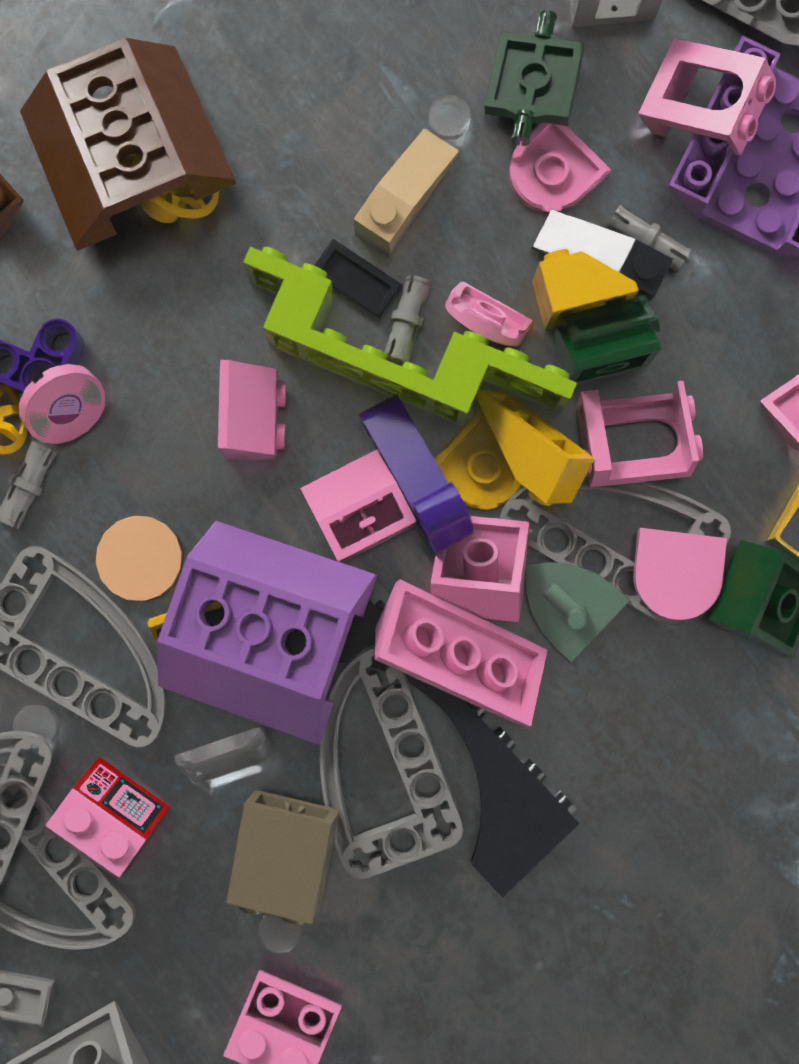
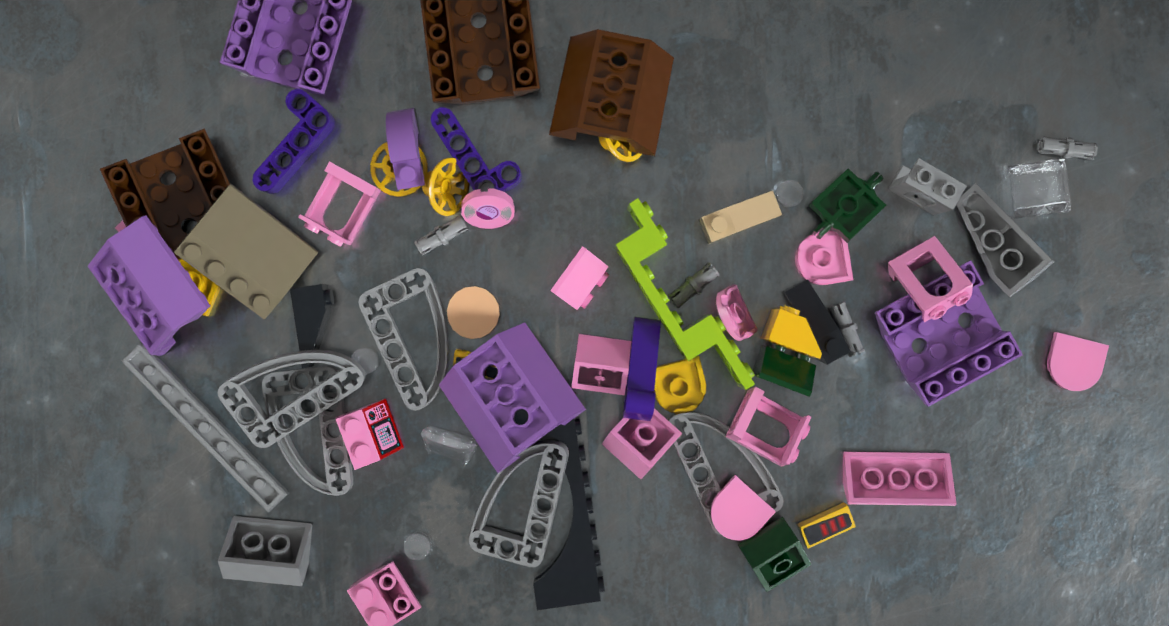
camera: 40 degrees right, 5 degrees up
(282, 857) = (442, 513): dark tan brick -> none
(358, 280) = (682, 246): black tile -> none
(460, 653) = (600, 476): bright pink slope -> none
(535, 451) = (710, 400): yellow slope -> none
(571, 604) = (674, 487): sand green shield -> none
(610, 322) = (794, 363): clear green tile -> none

